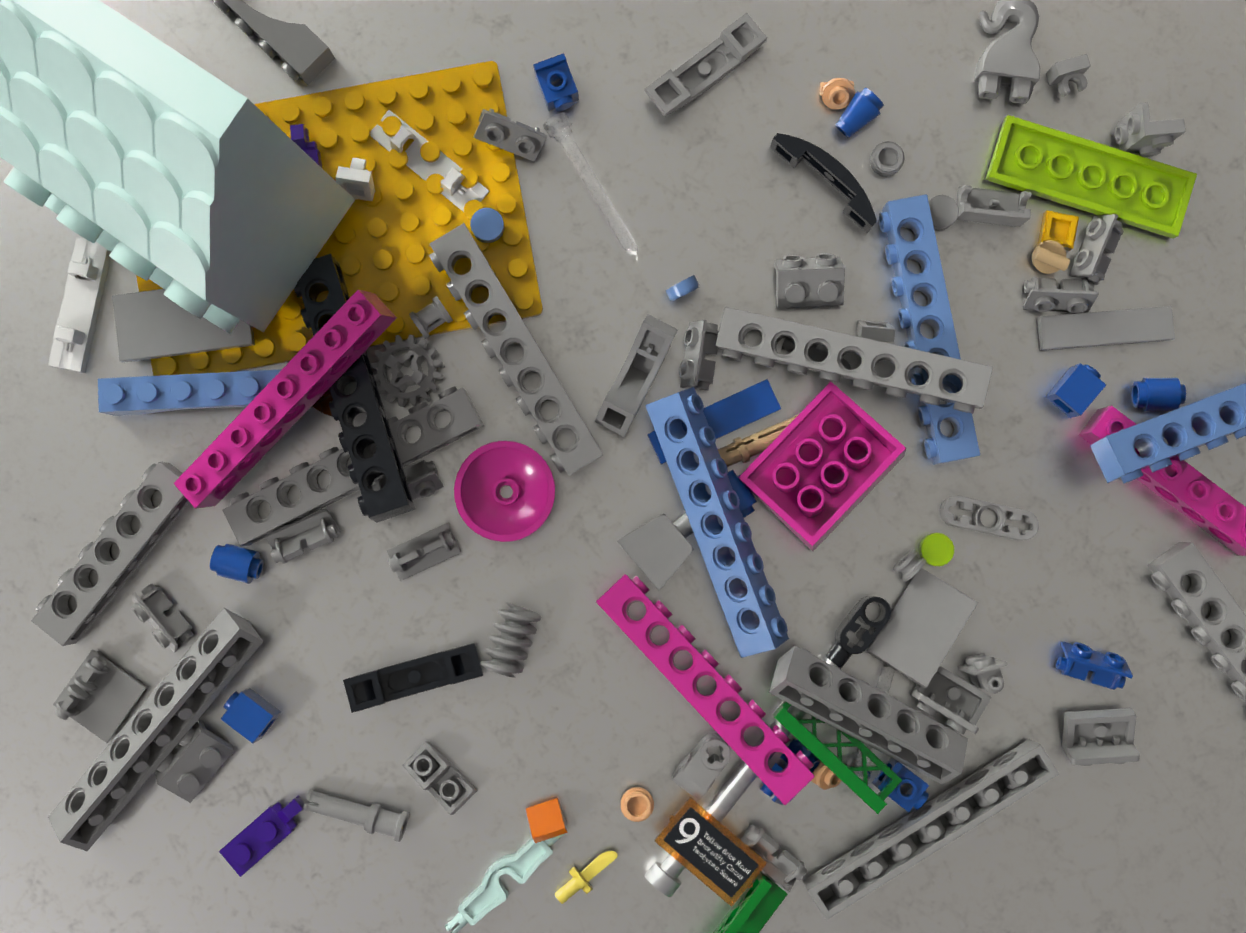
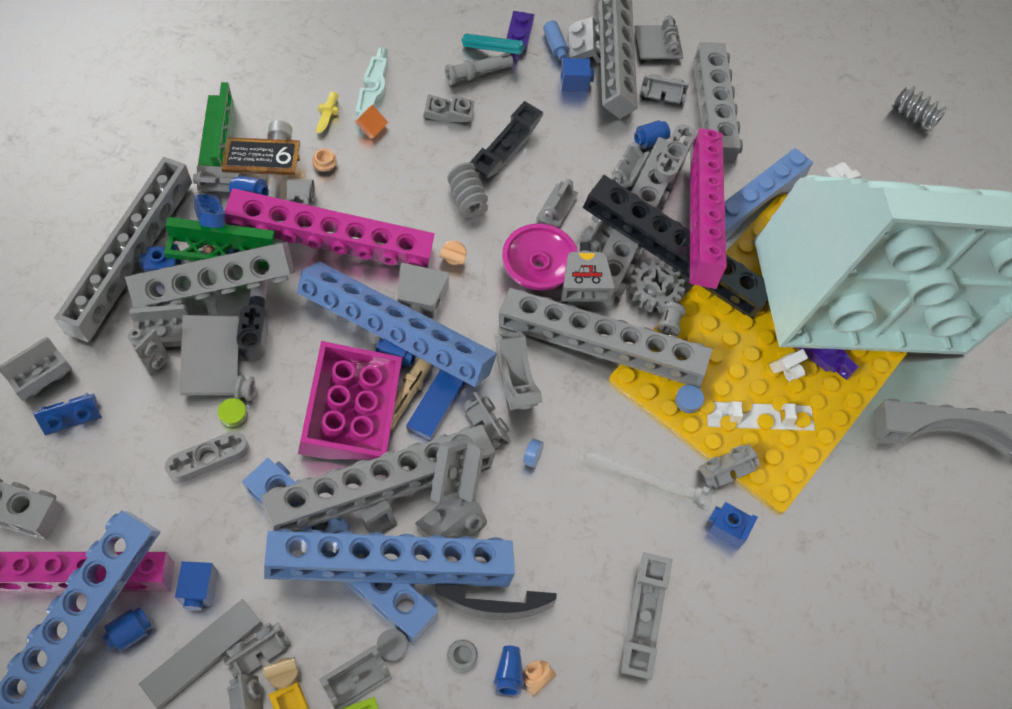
camera: 135 degrees right, 25 degrees down
(219, 508) = (675, 162): none -> light grey beam
(226, 789) = (556, 39): none -> medium blue cylinder
(313, 835) = (493, 43): none -> teal axle
(483, 422) = (587, 276): none -> light grey torso
(588, 570) = (453, 252): none -> light nougat plate
(757, 806) = (249, 184): none -> blue brick
(781, 308) = (457, 471): none -> light grey bracket
(809, 196) = (378, 569): none -> medium blue brick
(819, 801) = (209, 211): none -> blue beam

